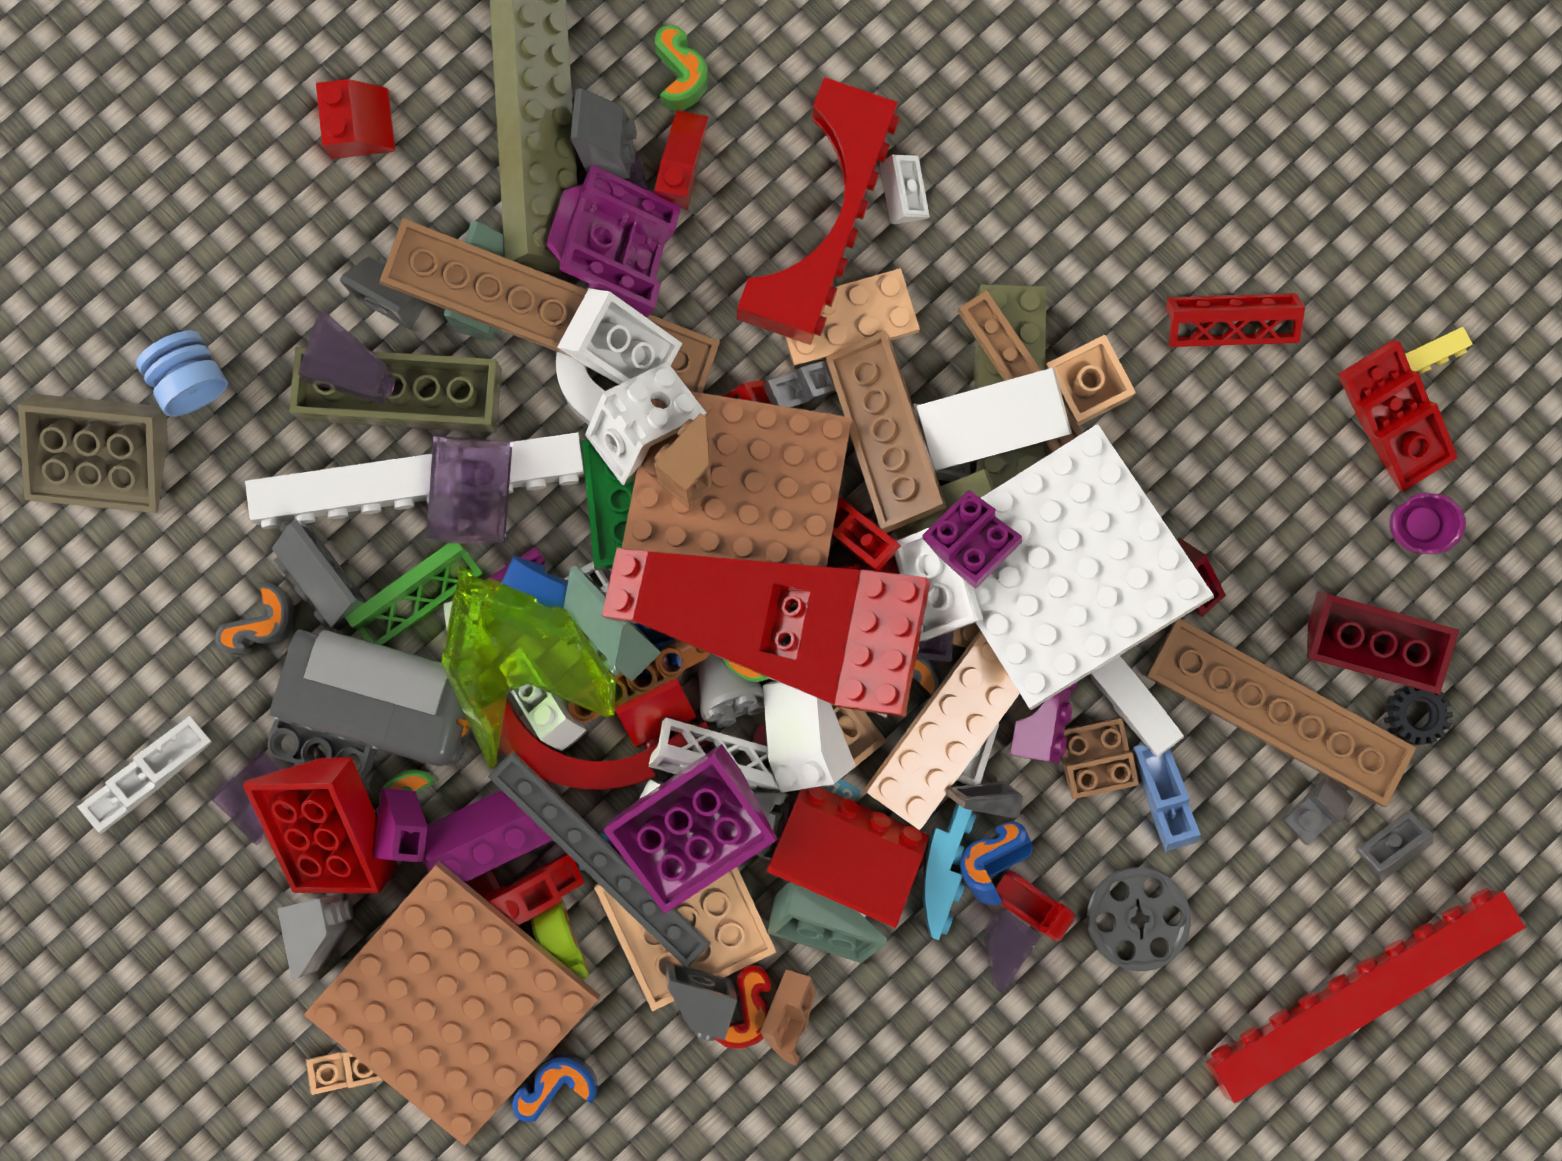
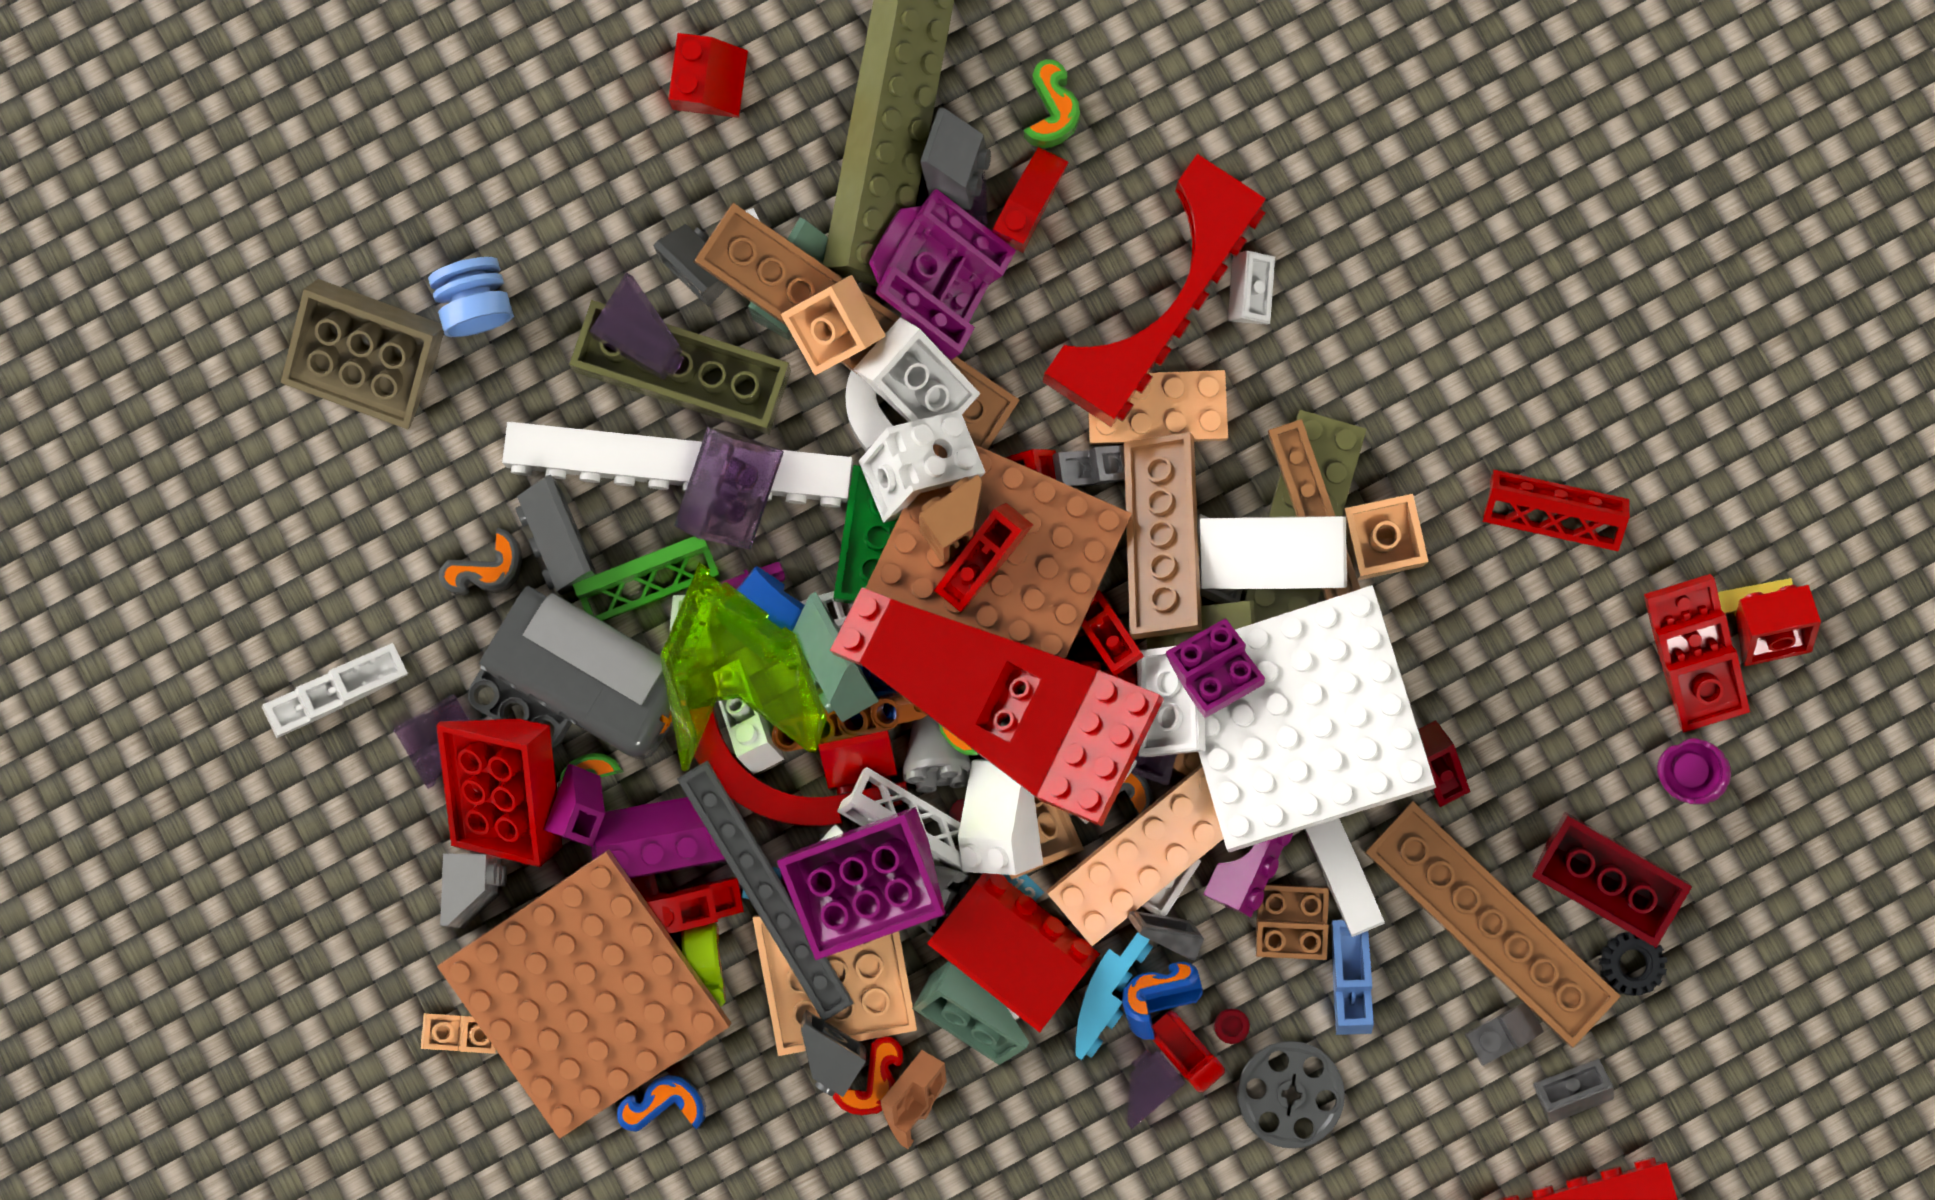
camera: 25 degrees right, 0 degrees up
(527, 310) = (833, 325): none -> light nougat slope
(724, 490) = (983, 556): none -> red slope
(1066, 869) = (1231, 1026): none -> dark red tile
(1465, 370) = (1777, 624): none -> red slope

